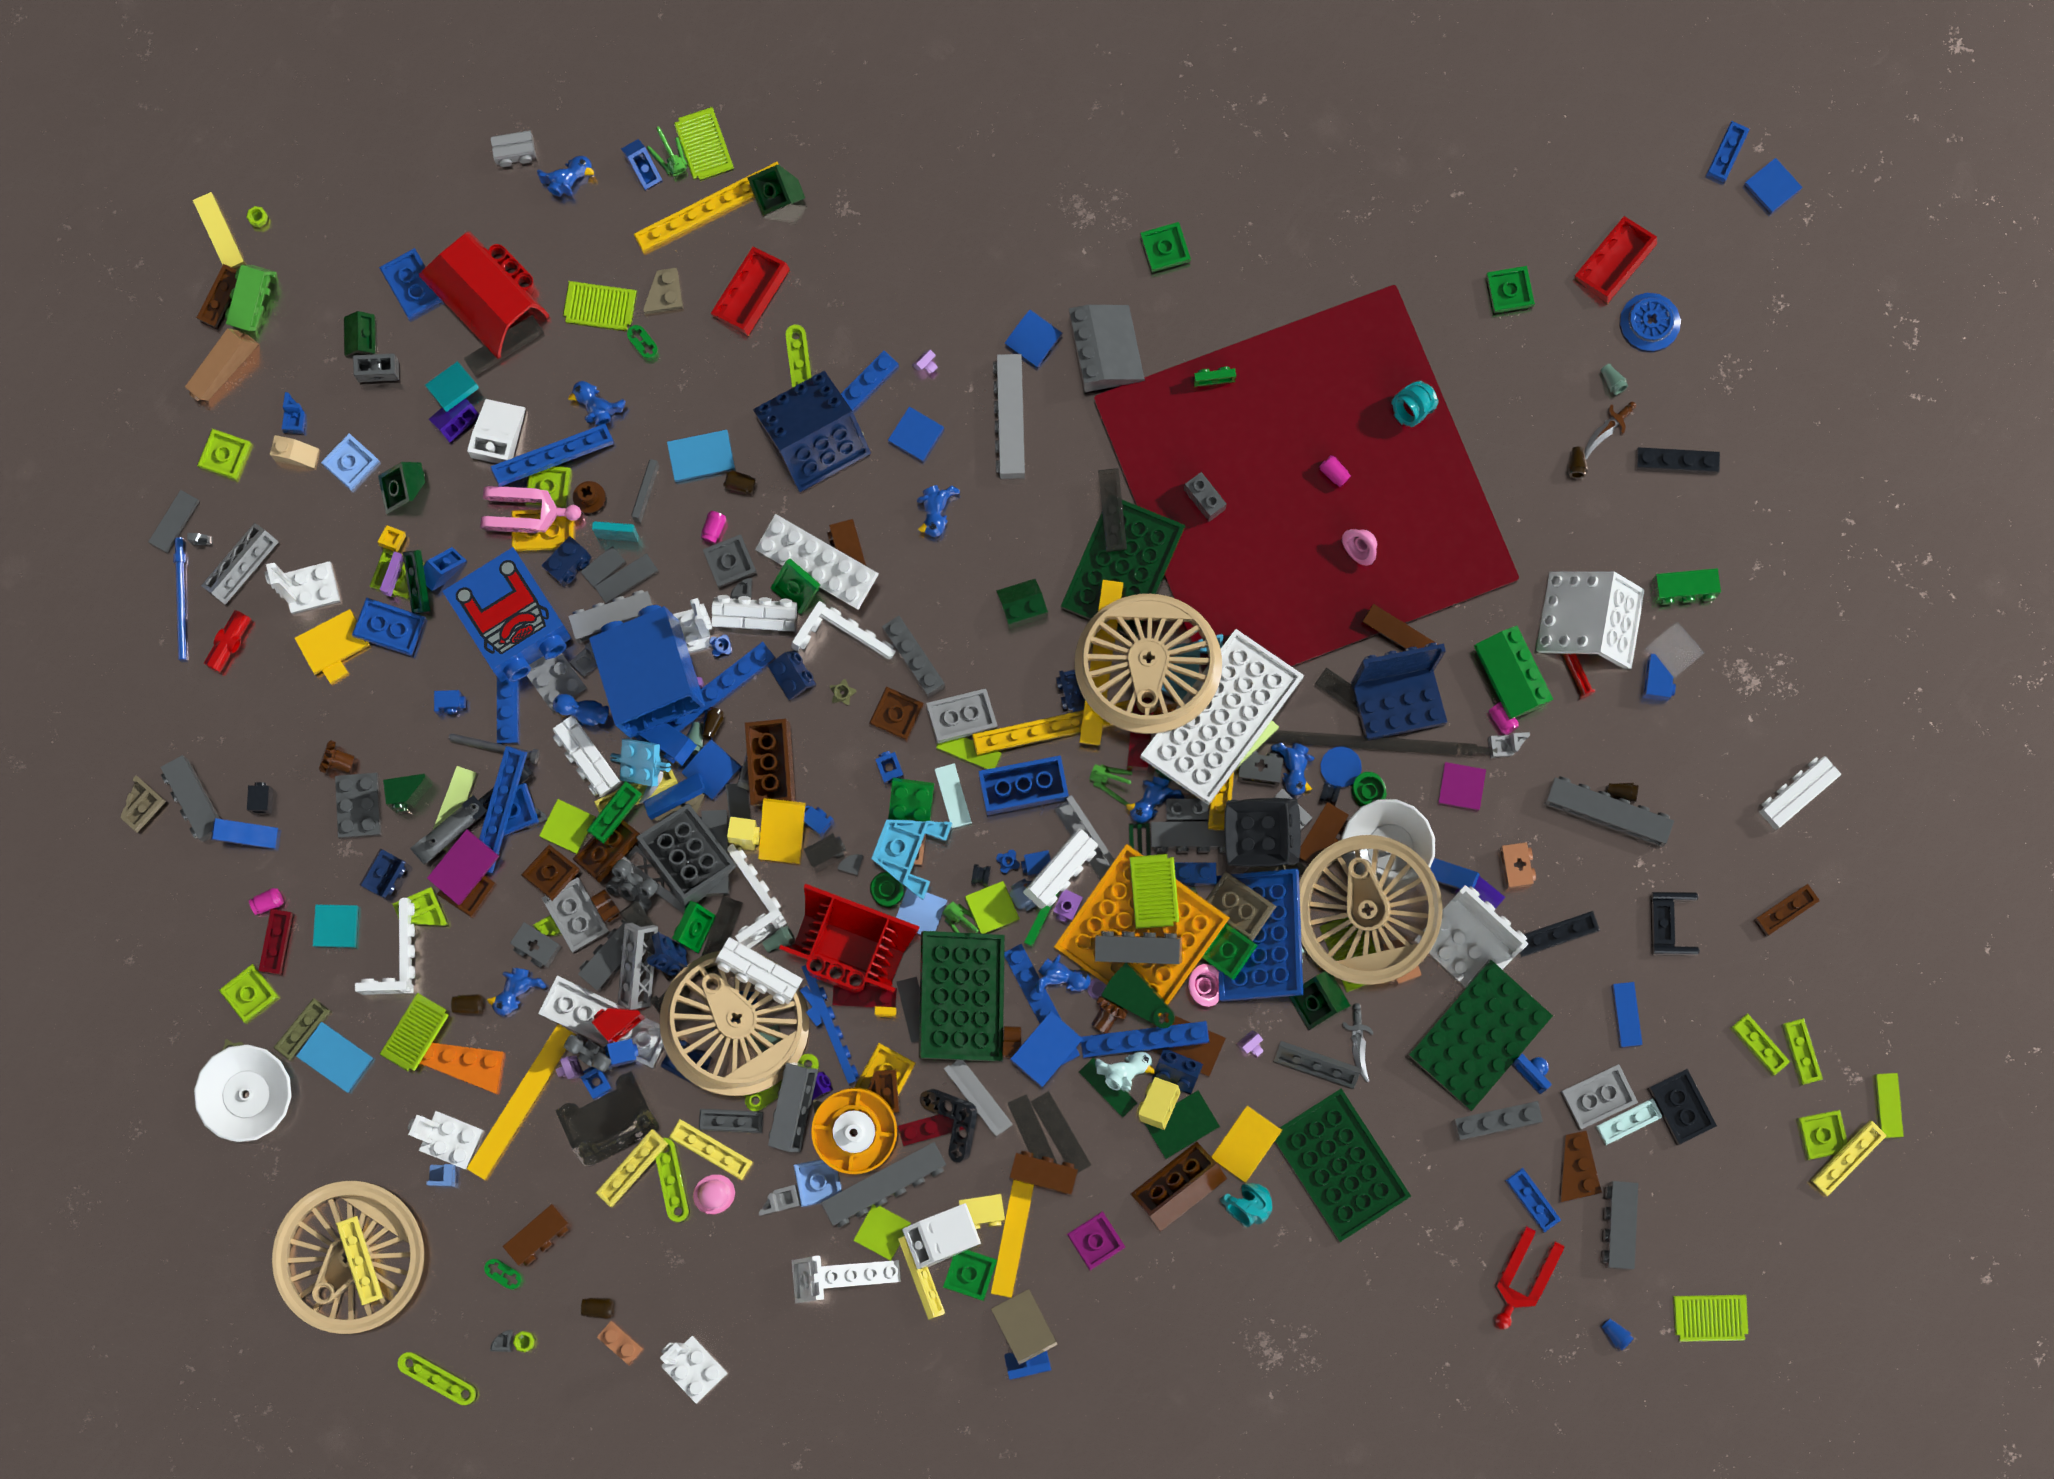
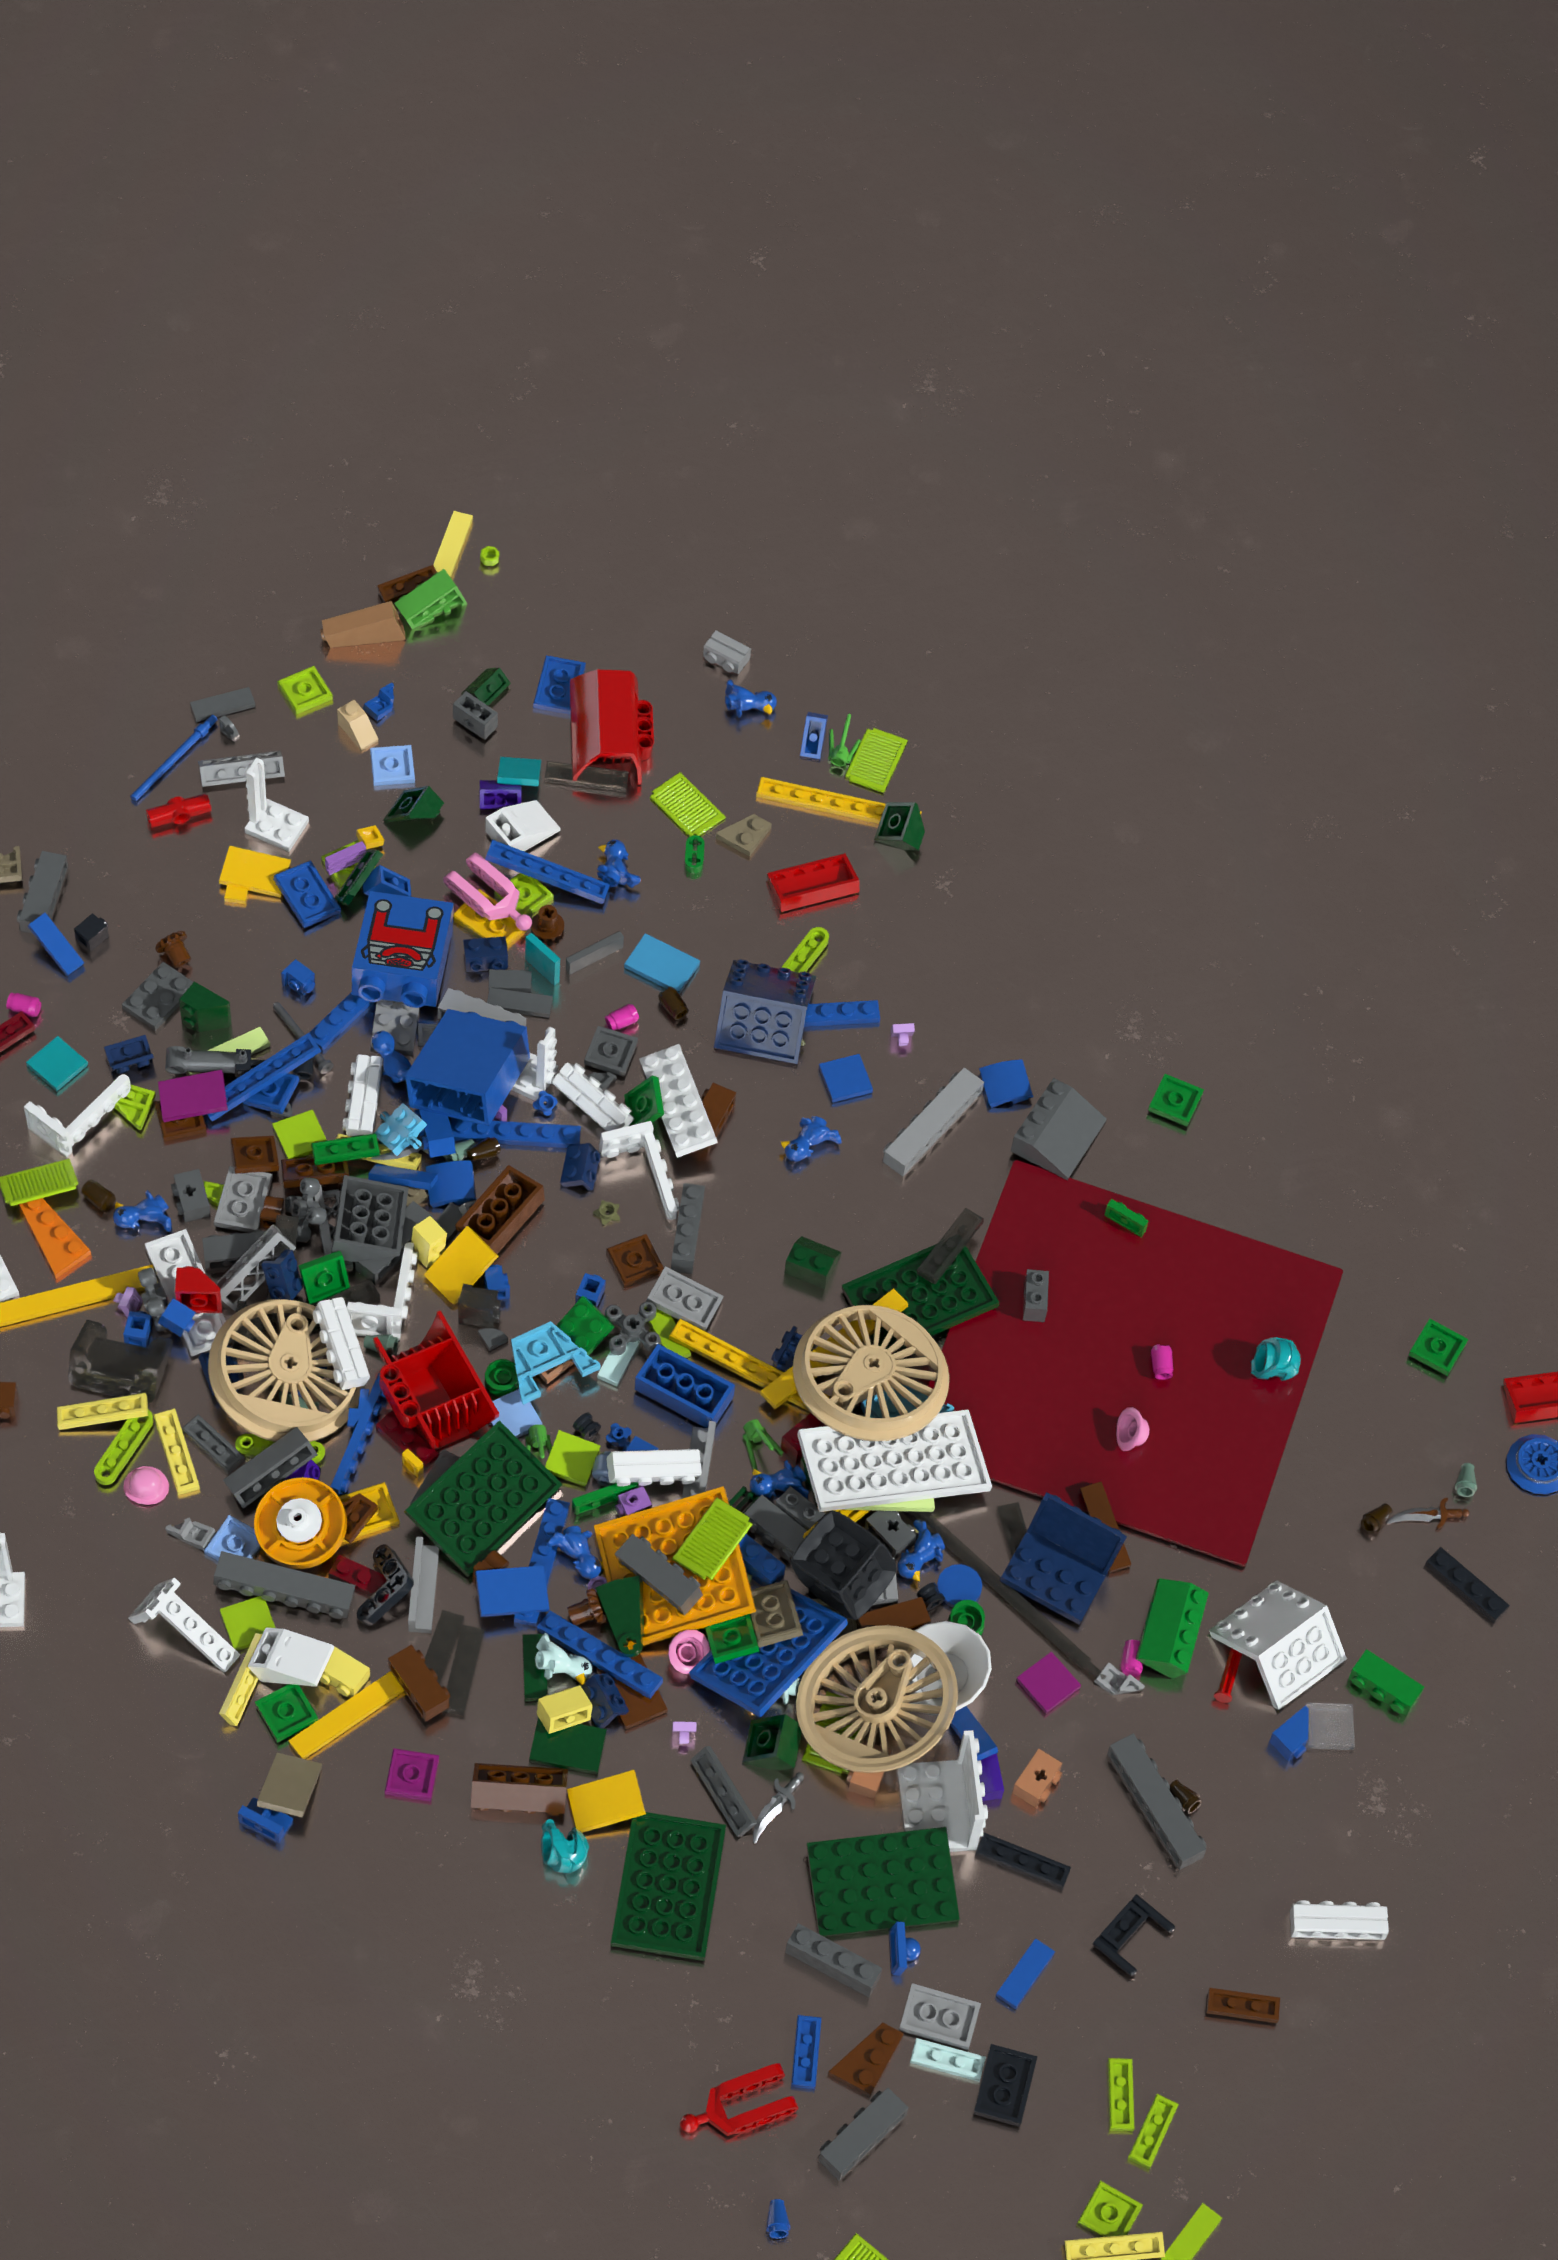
camera: 35 degrees right, 20 degrees down
(947, 781) = (626, 1323): none -> dark grey gear

